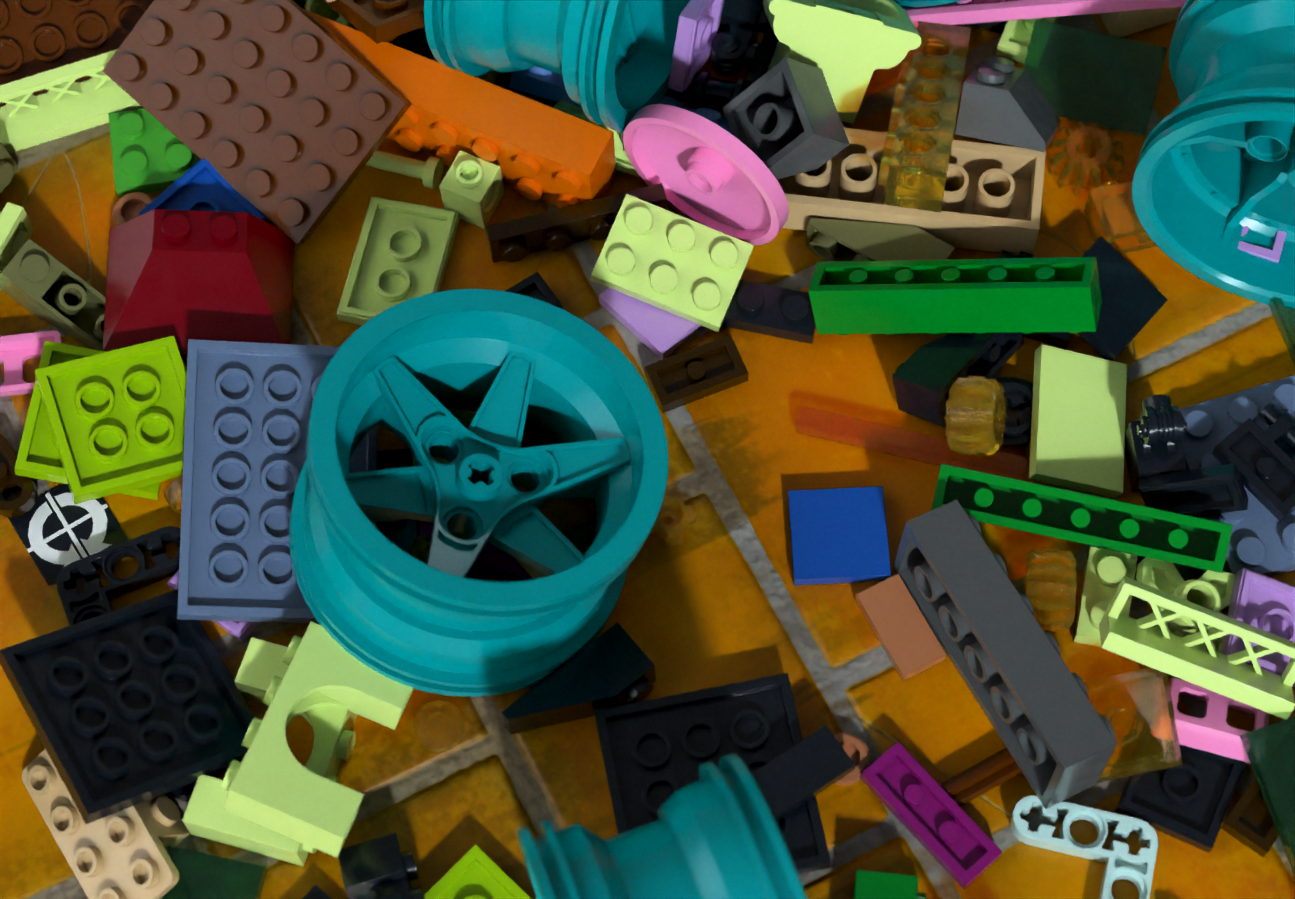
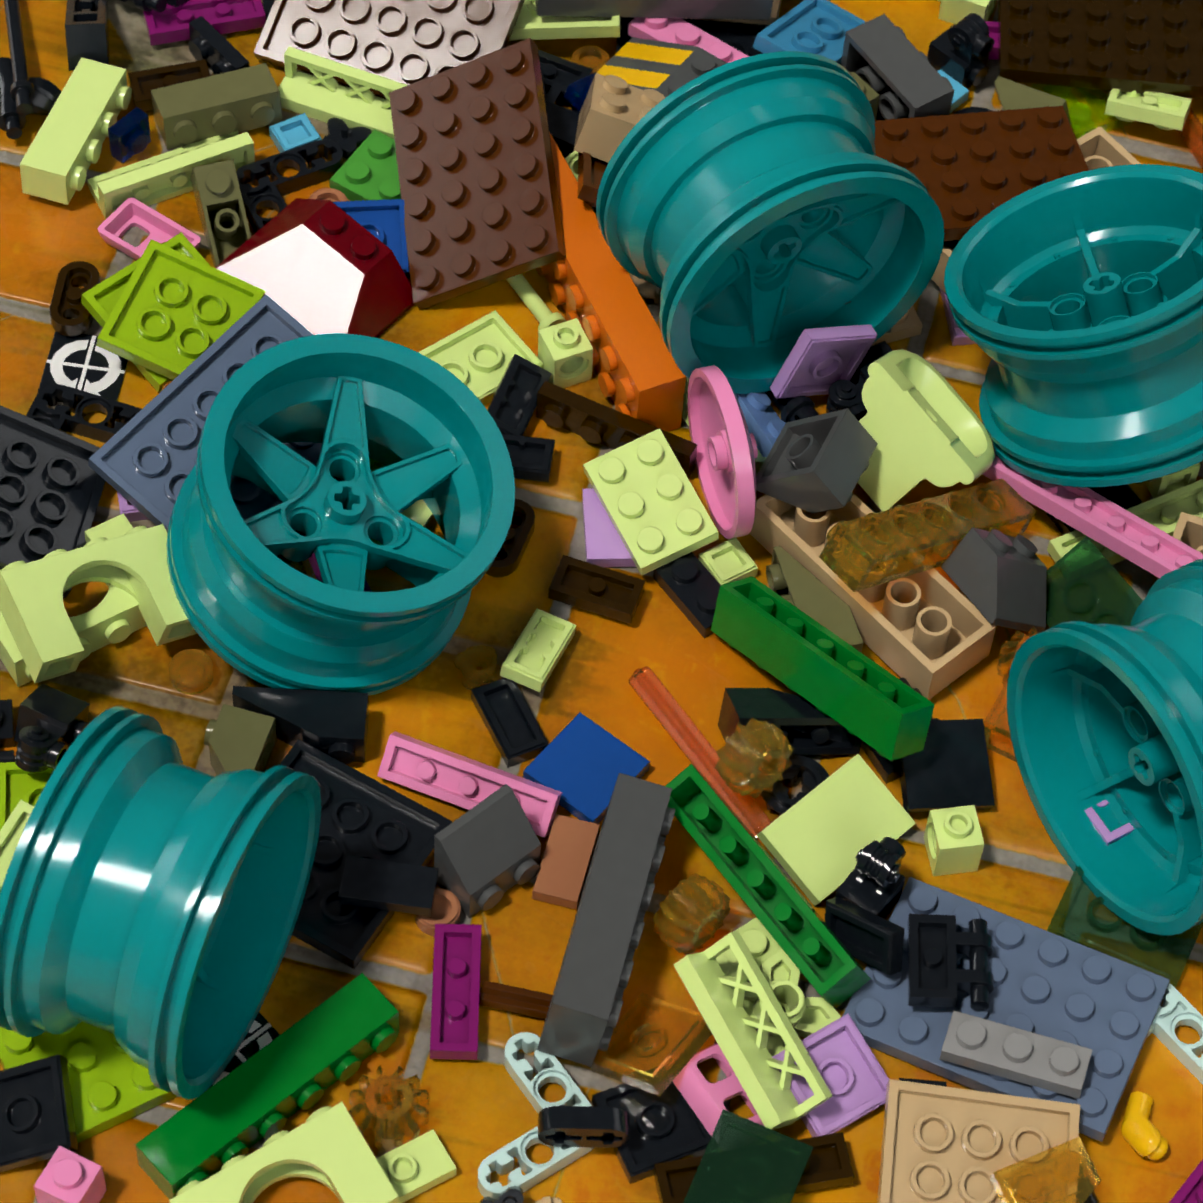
camera: 35 degrees right, 10 degrees down
(44, 173) = (293, 133): none -> medium azure tile
(70, 234) = (270, 194): none -> black beam
(88, 141) = (346, 137): none -> black piece
(466, 254) = (517, 395): none -> black plate
(556, 764) = (240, 740): none -> olive slope
(703, 465) = (538, 650): none -> yellowish green plate
(737, 545) = (509, 721): none -> black tile
(766, 628) = (463, 779): none -> bright pink plate
(773, 264) = (728, 562): none -> yellowish green tile
(849, 677) = (487, 852): none -> dark grey slope
(1151, 842) = (584, 1126): none -> black beam
(1172, 355) = (953, 840): none -> yellowish green brick

